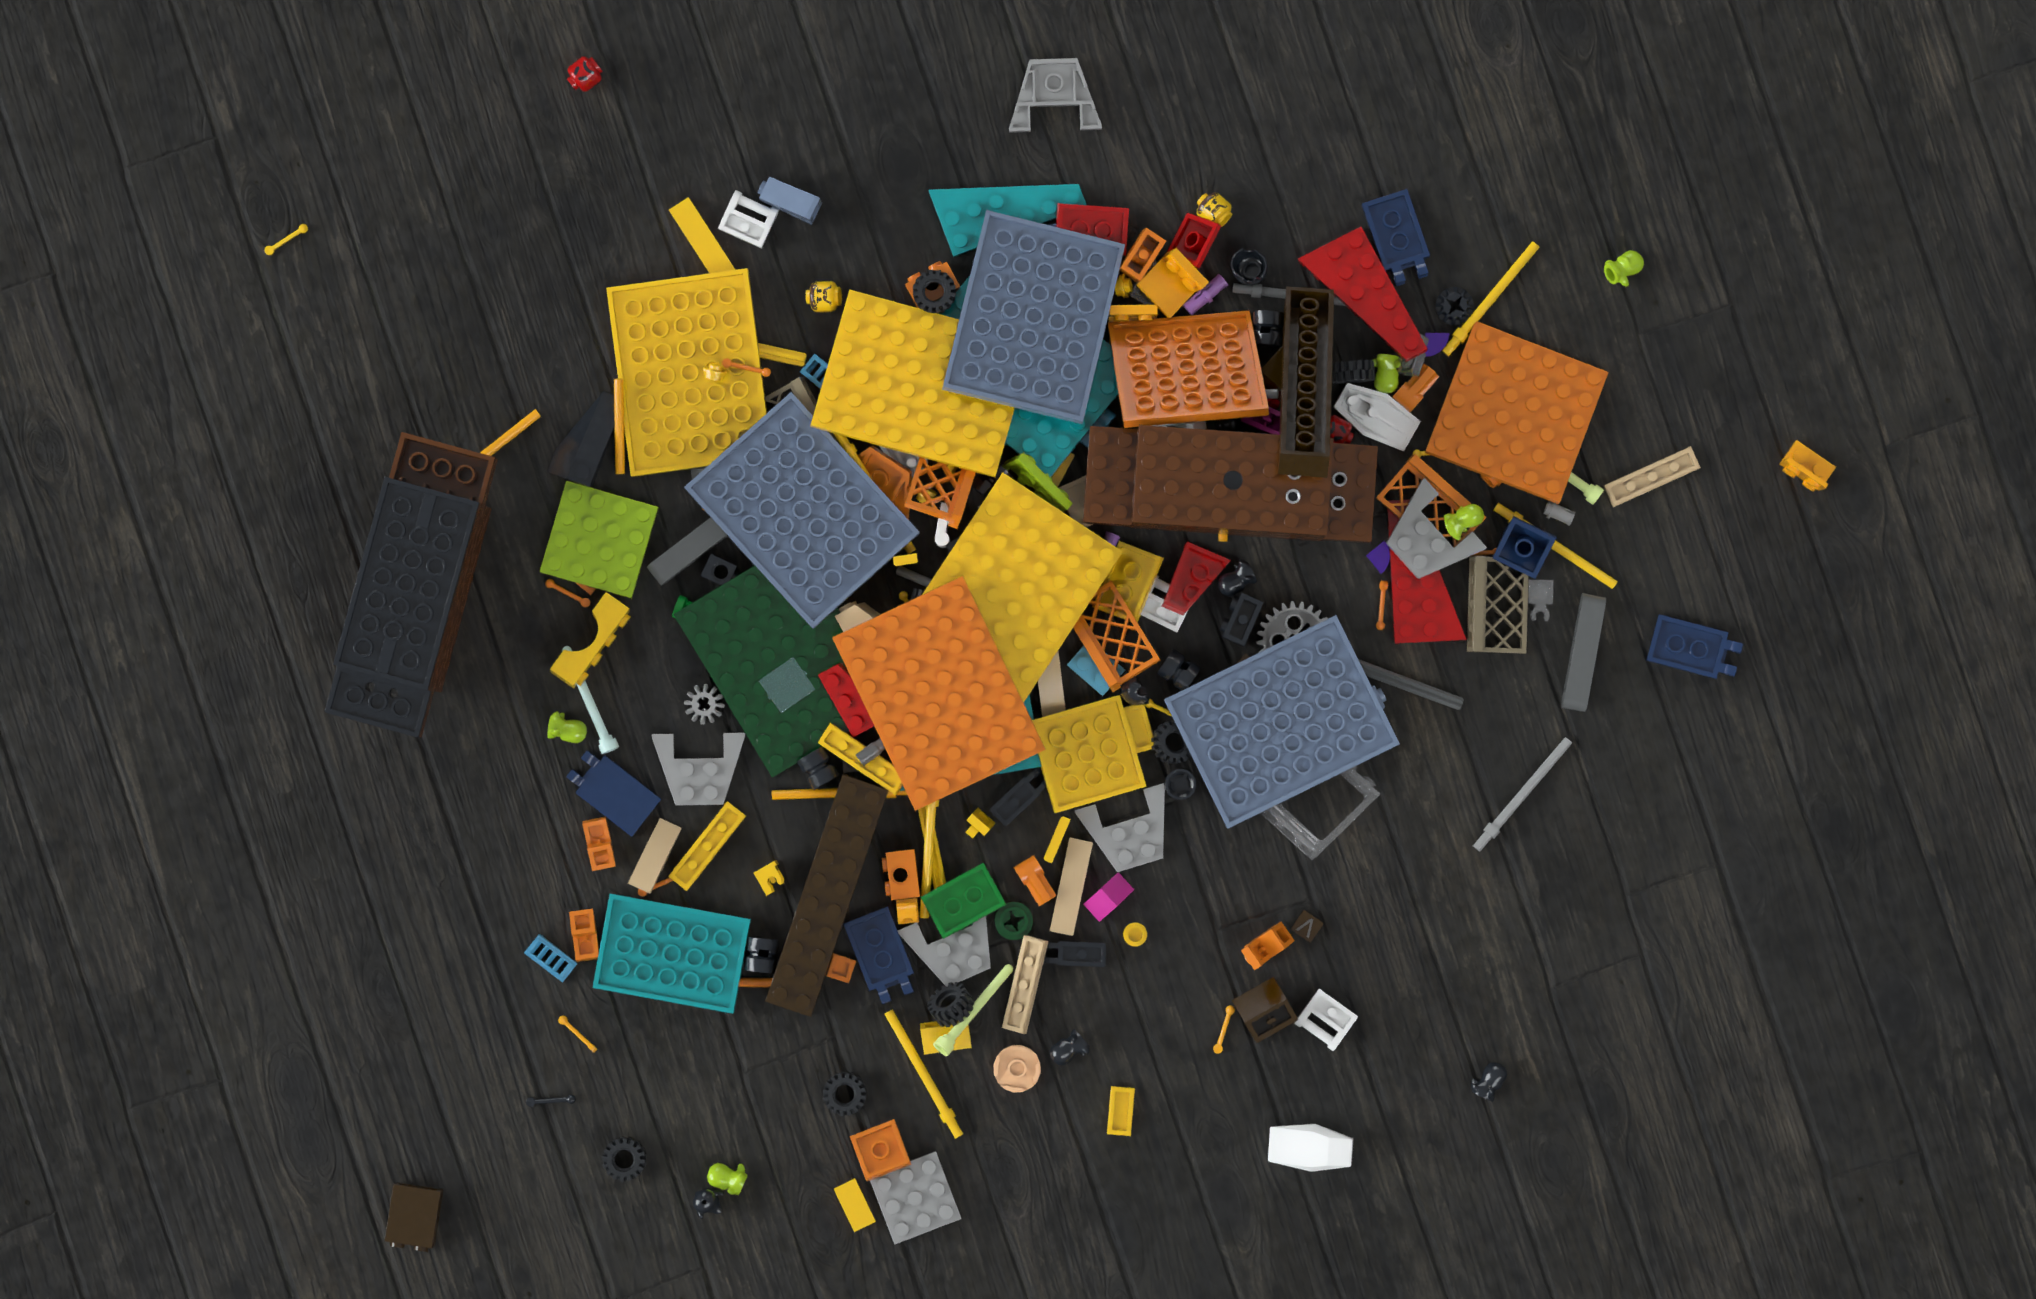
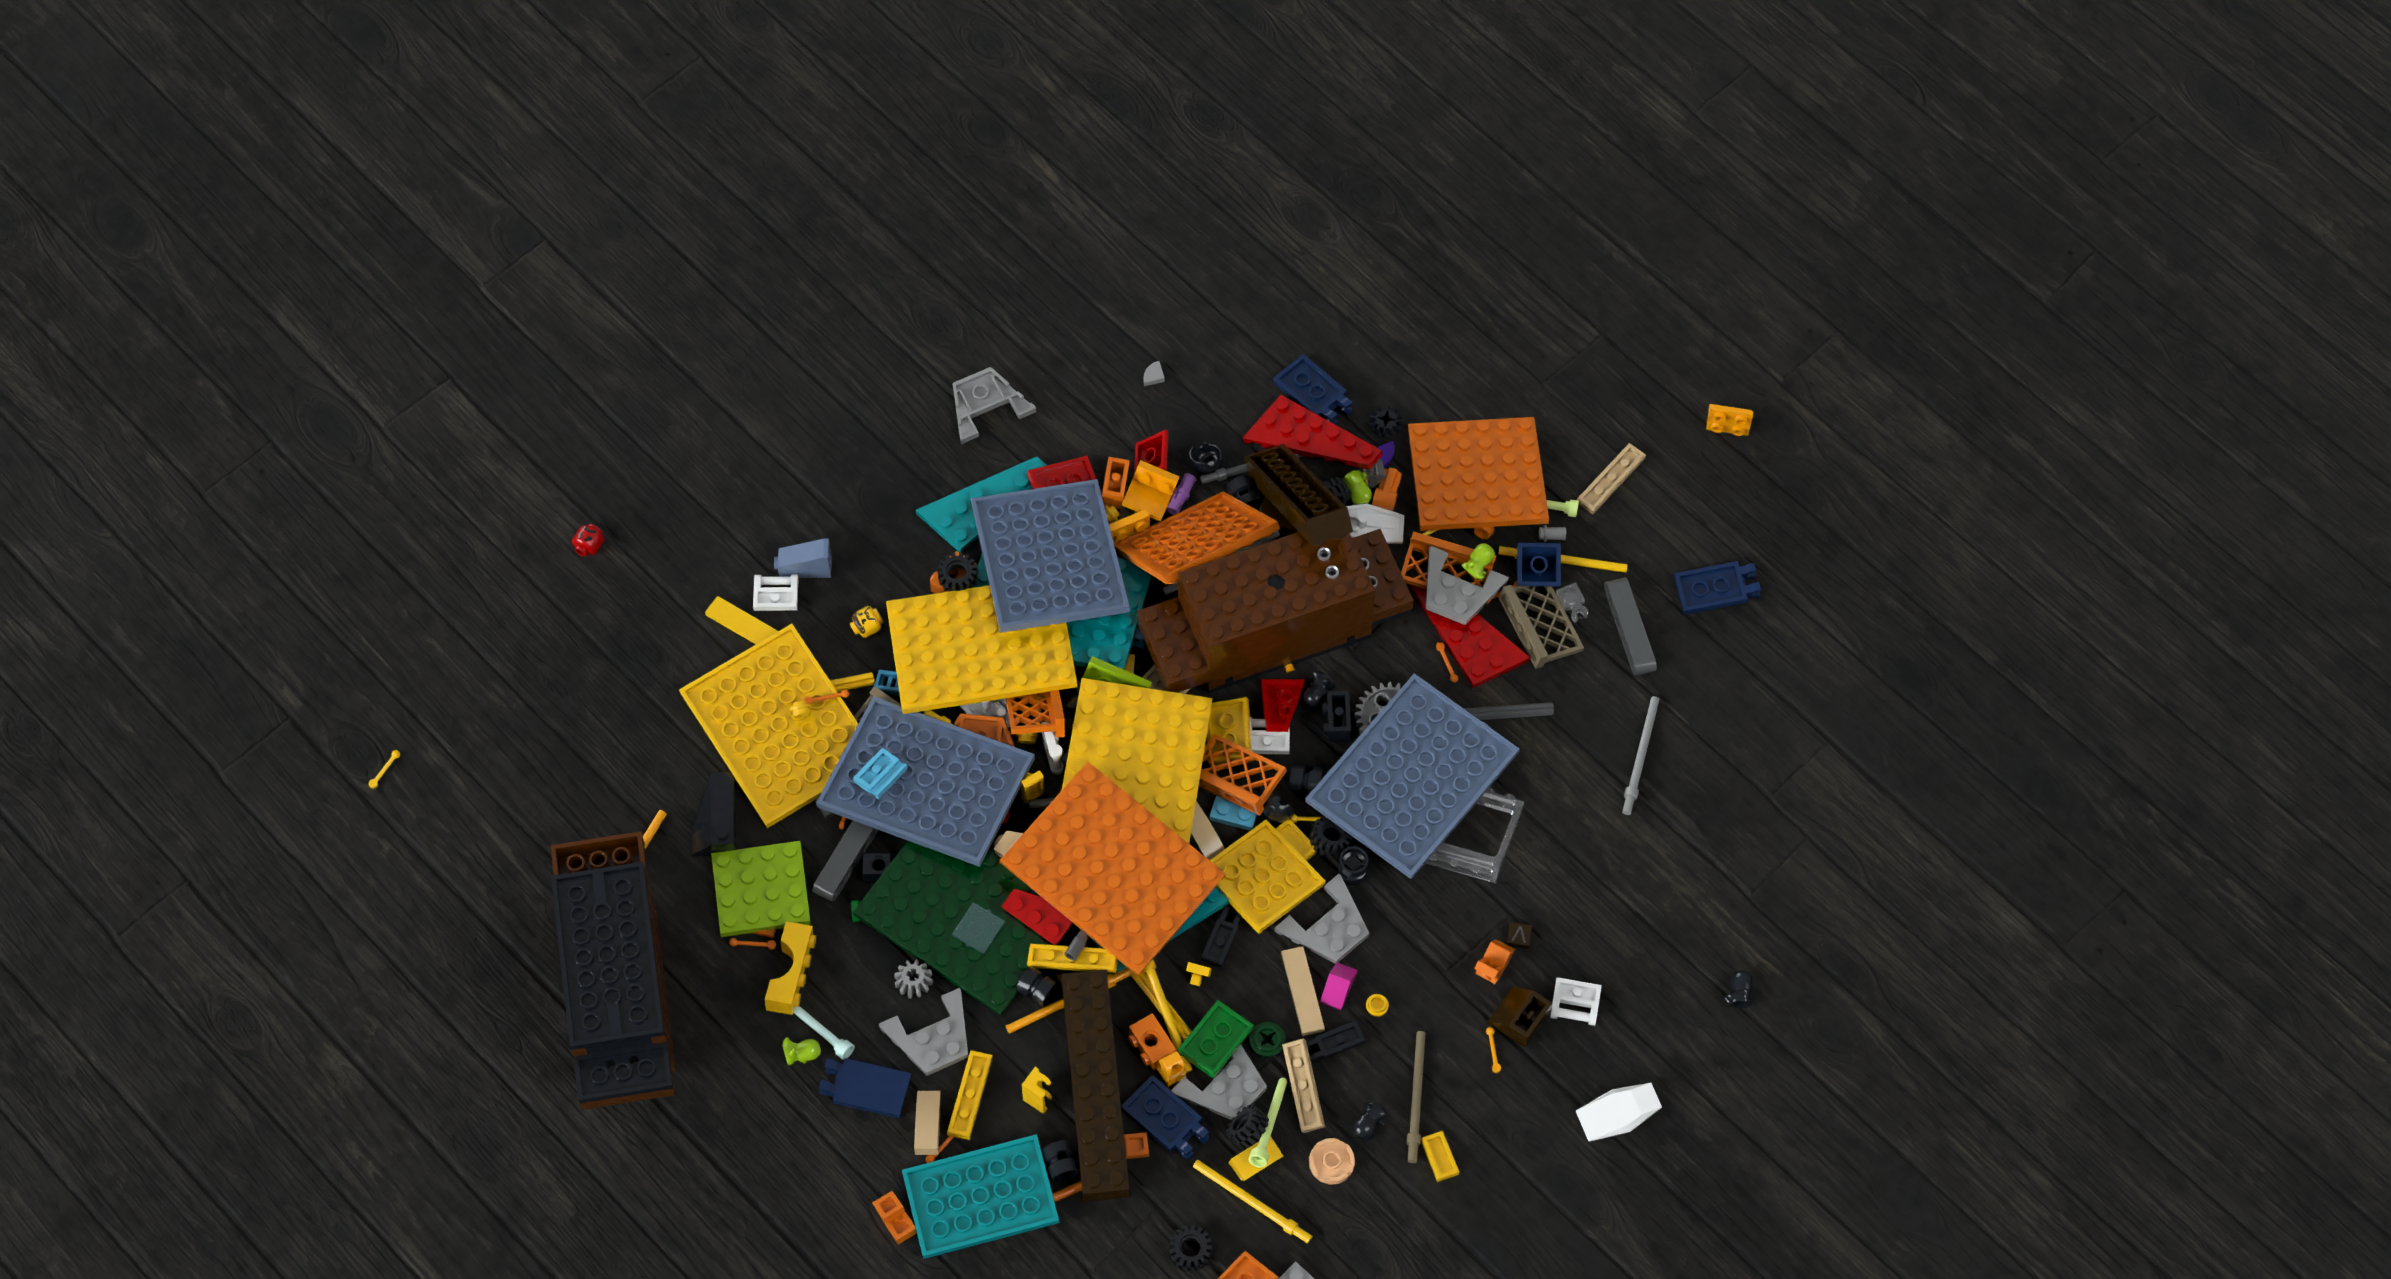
camera: 30 degrees left, 25 degrees down
(545, 964) = (874, 1241): dark azure slope -> none
(599, 843) = (873, 1135): orange slope -> none
(619, 426) = (740, 795): light orange bar -> none
(758, 487) = (880, 773): none -> medium azure plate
(1033, 876) = (1264, 994): orange piece -> none
(1056, 839) = (1271, 956): yellow tile -> none
(1103, 1083) = (1414, 1137): none -> dark tan bar
(1214, 208) = (1154, 425): yellow head -> none
(1242, 140) = (1153, 374): none -> light grey tile
(1380, 557) = (1425, 627): dark purple tile -> none
(1461, 334) = (1402, 437): yellow bar -> none
(1625, 265) = (1504, 338): lime animal -> none

